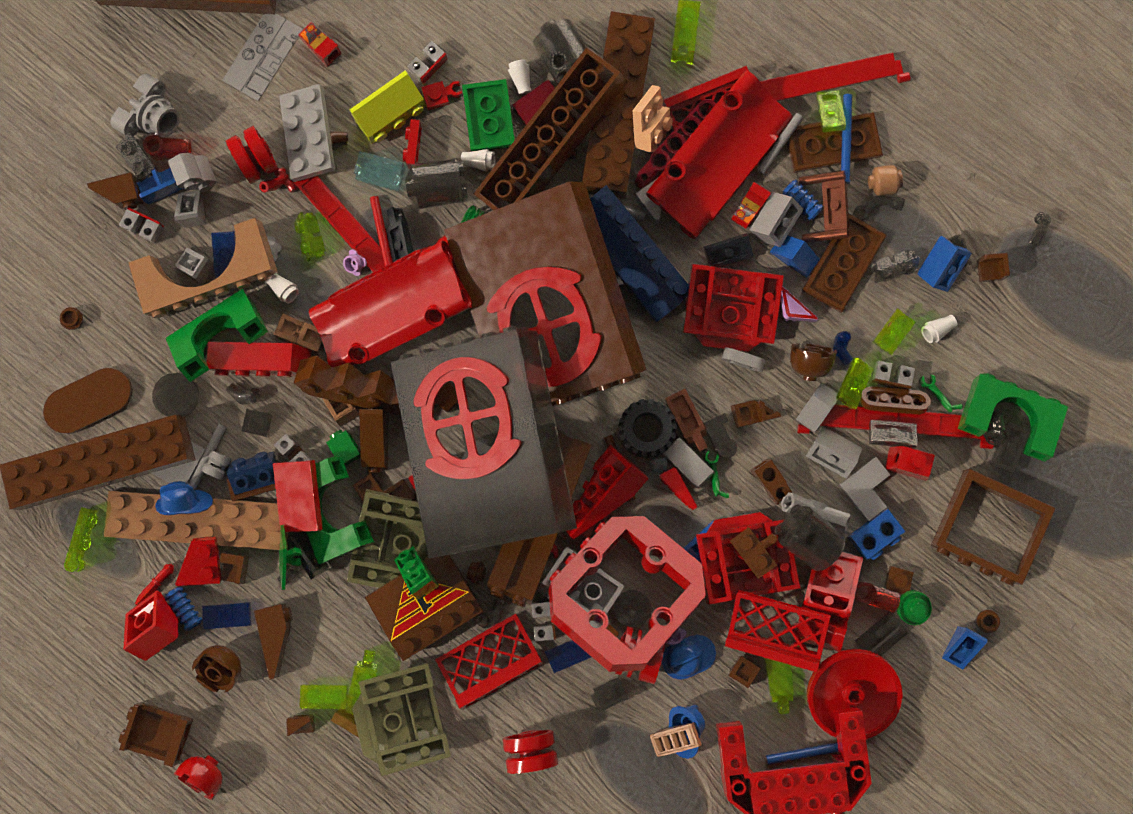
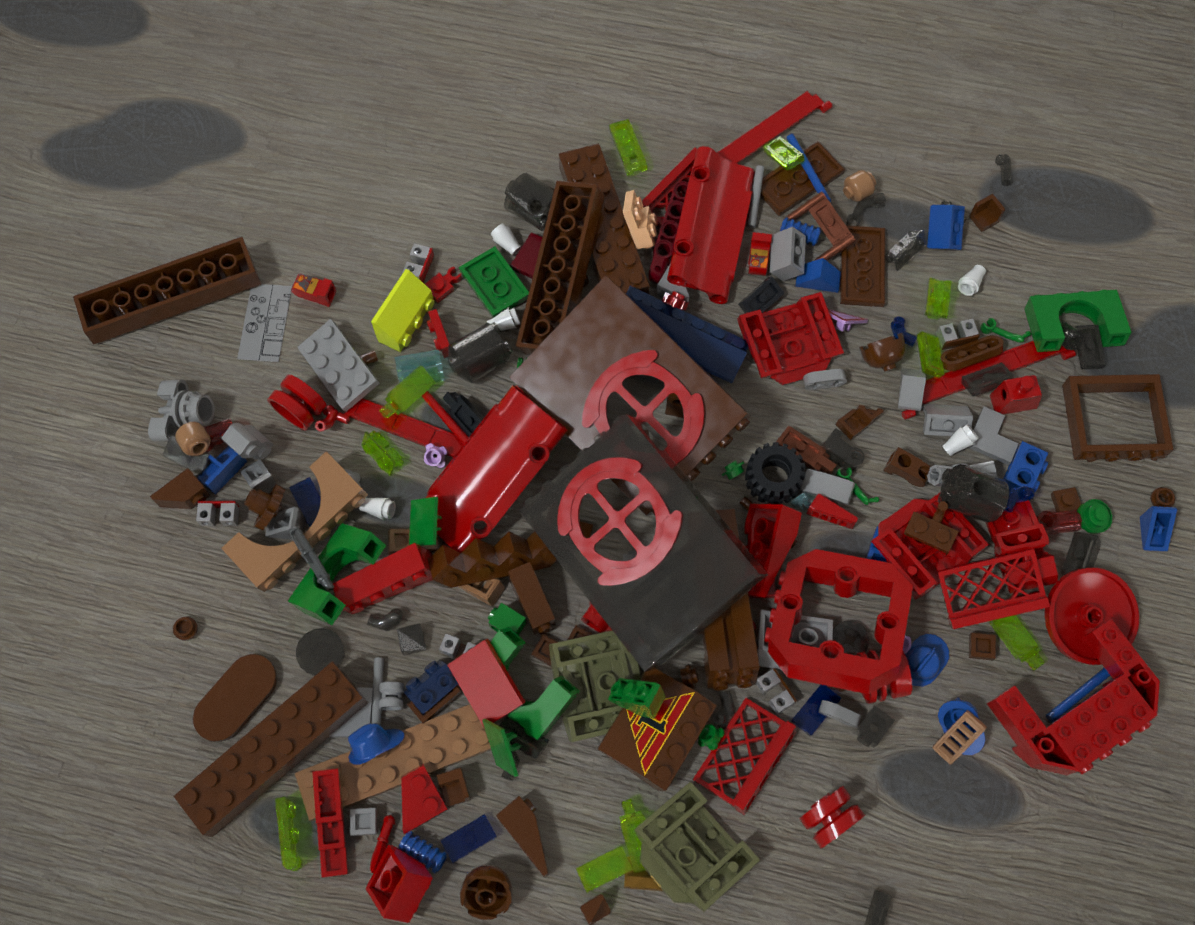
camera: 30 degrees left, 15 degrees down
(118, 548) = (330, 823): none -> red slope
(143, 148) = (193, 439): none -> medium nougat head
(146, 559) = (363, 822): none -> light grey plate
(182, 240) = (264, 504): none -> reddish brown plant
(199, 310) = (311, 557): none -> dark grey piece
(311, 325) = (424, 521): none -> green piece
(356, 190) = (407, 392): none -> clear neon green hinge
(467, 632) = (710, 737): none -> green plate
(586, 668) = (839, 713): none -> light grey beam
(613, 405) = (733, 469): none -> green plate
(642, 218) = (675, 300): none -> red plate
(836, 479) = (961, 439): none -> white cone
(852, 556) = (1018, 494): none -> clear blue arm

